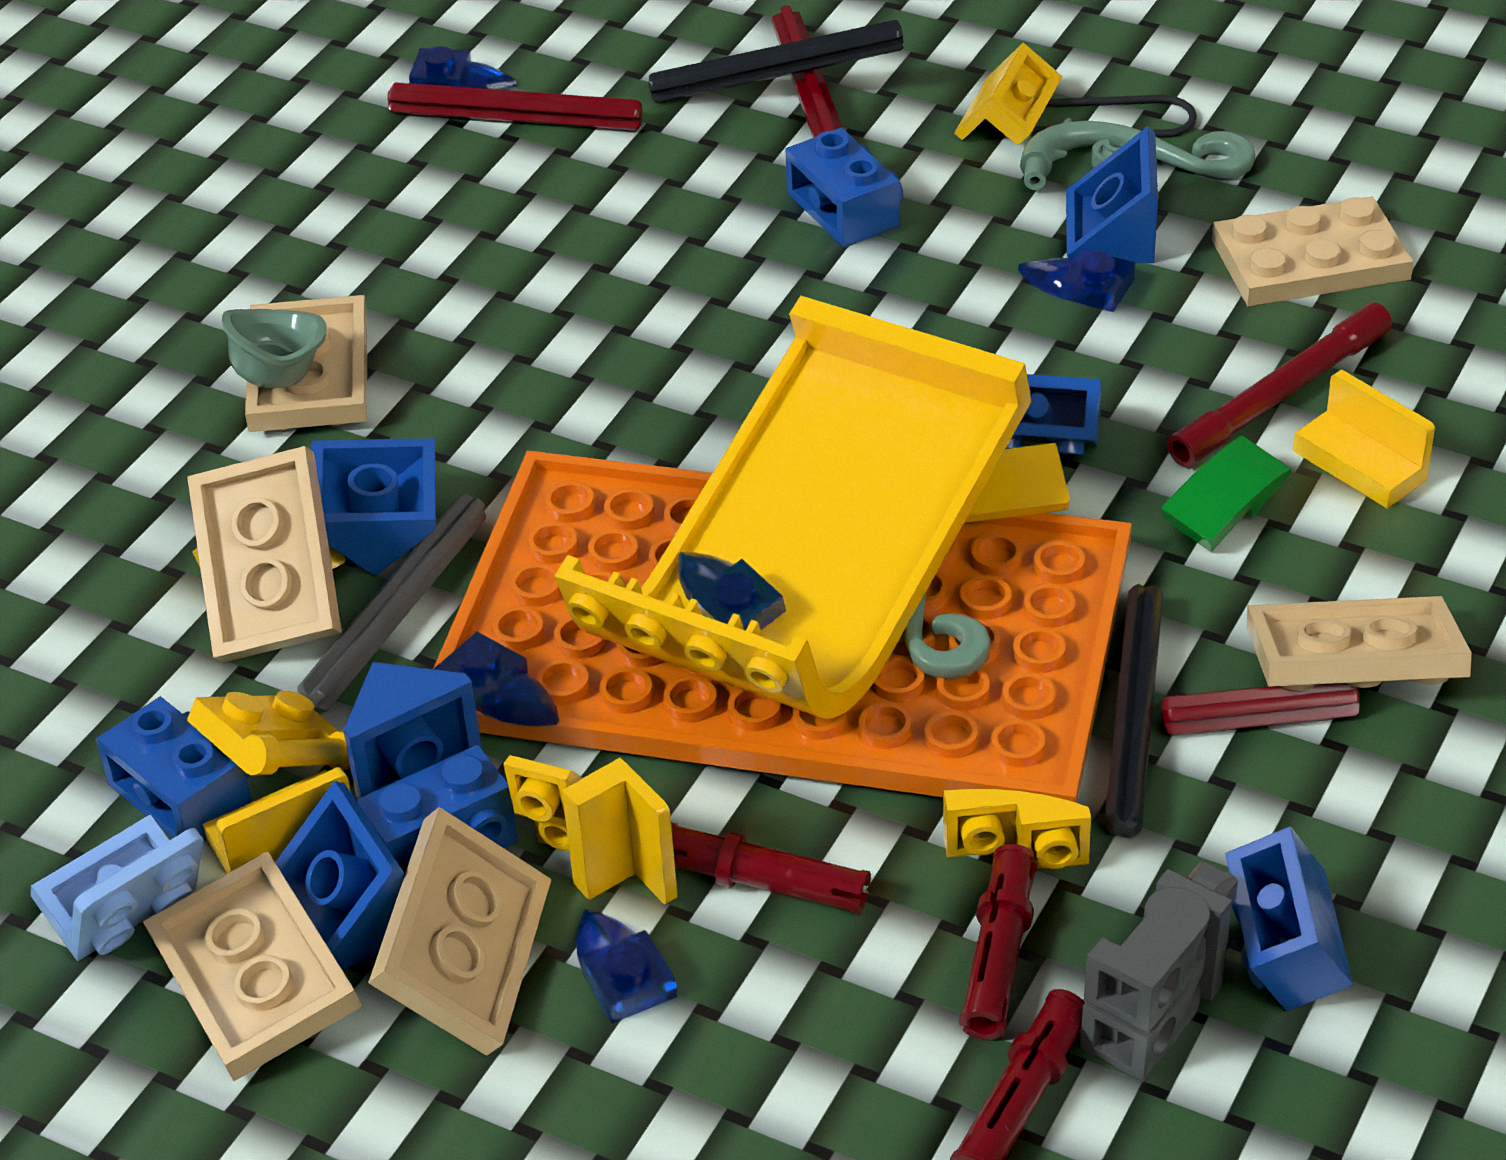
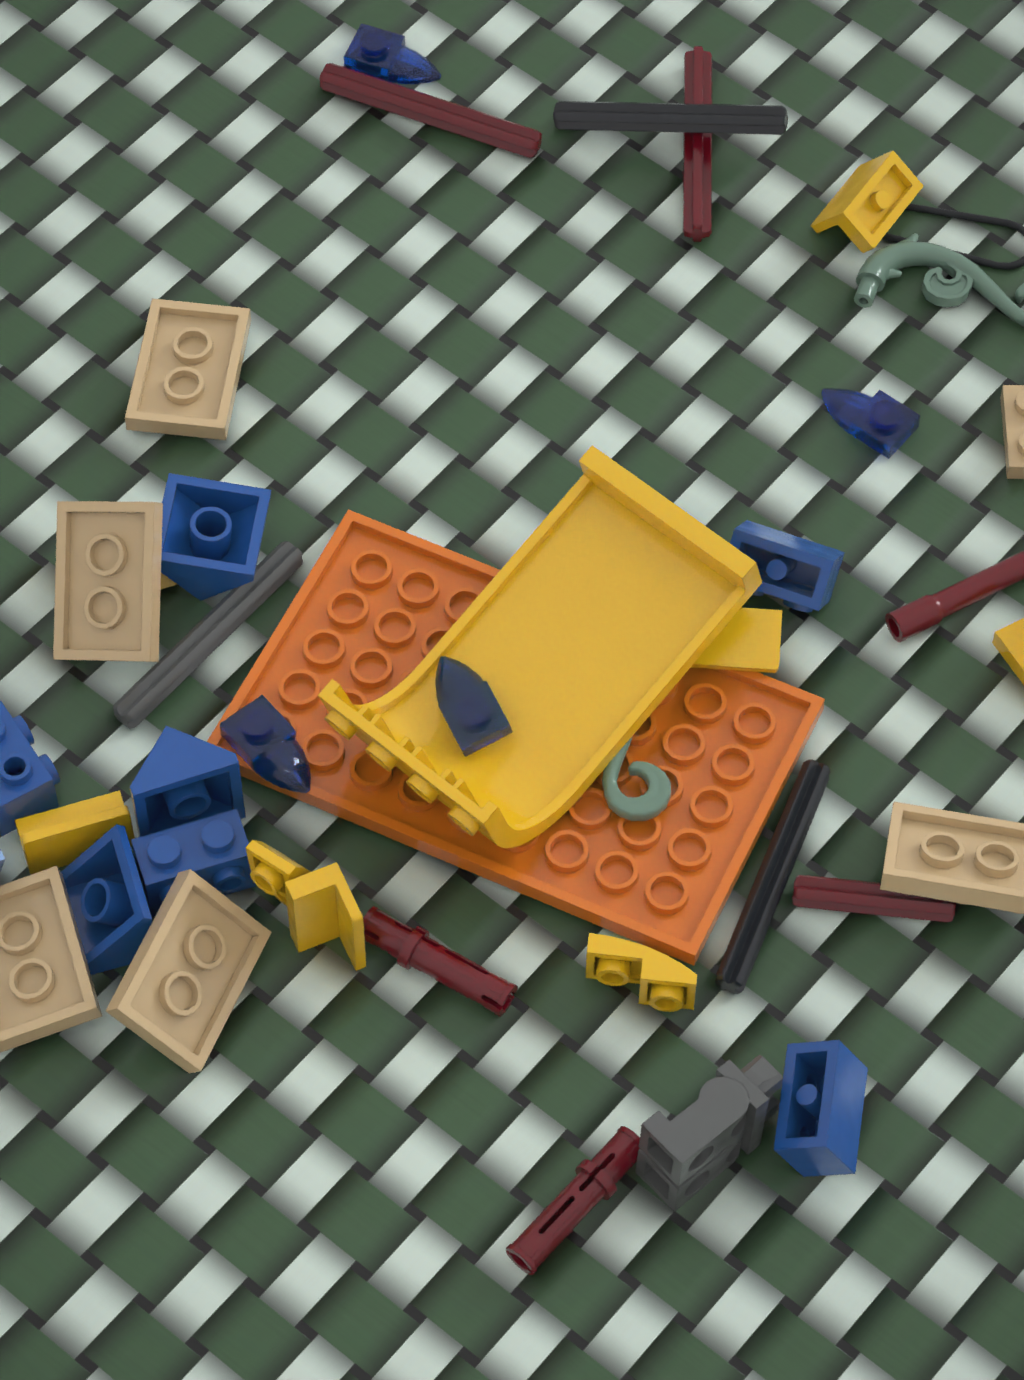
camera: 10 degrees right, 15 degrees up
(269, 731) = (72, 742): yellow plate -> none
(272, 345) = (158, 359): sand green helmet -> none
(622, 966) = (307, 1018): clear blue plate -> none
(843, 187) = (692, 274): blue brick -> none
(1003, 918) = (608, 1049): dark red pin -> none
(1117, 204) = (921, 350): blue slope -> none
(1223, 491) = (915, 680): green slope -> none

